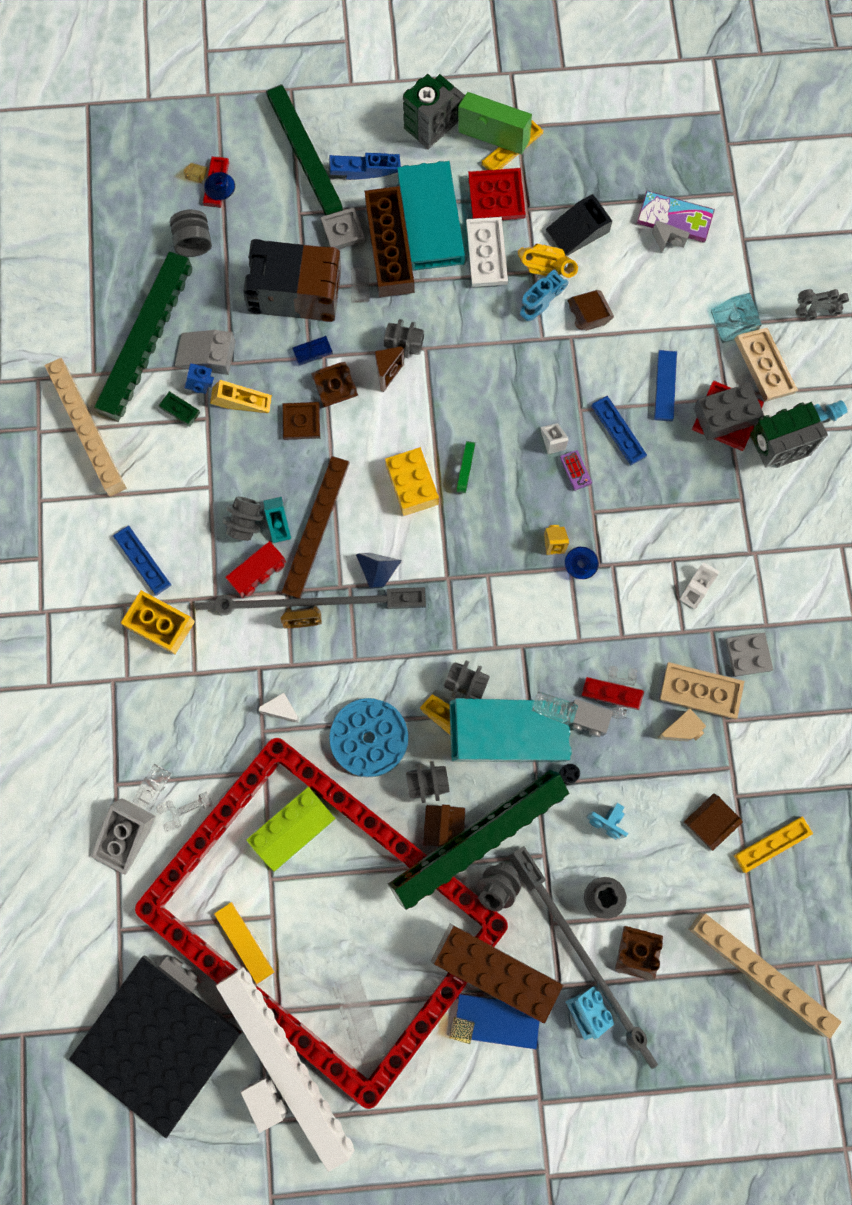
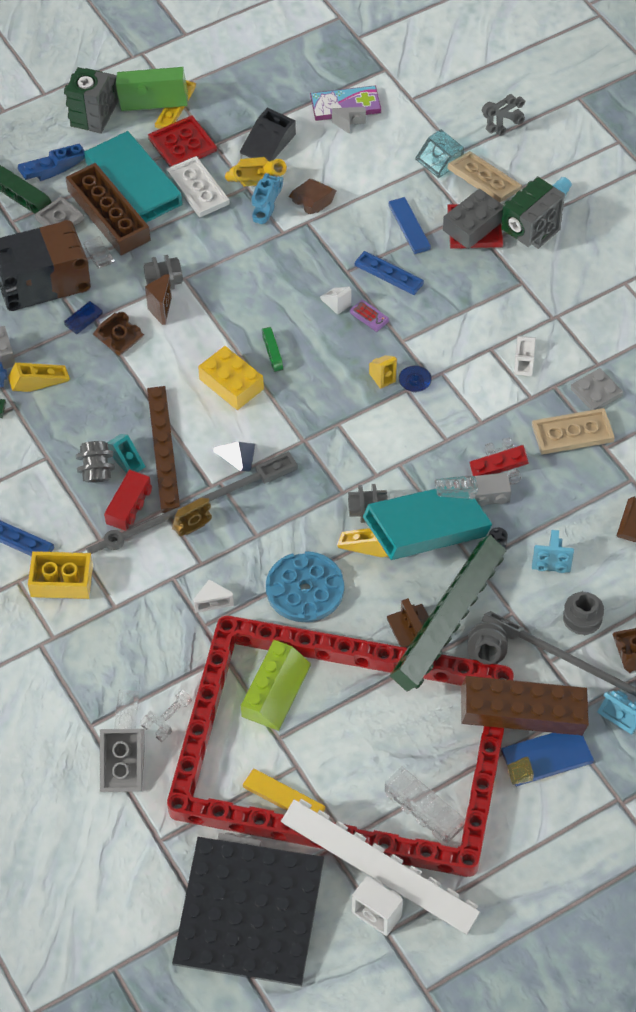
camera: 25 degrees left, 20 degrees down
(301, 420) = (103, 374): reddish brown tile -> none
(427, 782) = (378, 592): dark grey piece -> none
(684, 728) = (575, 464): tan slope -> none

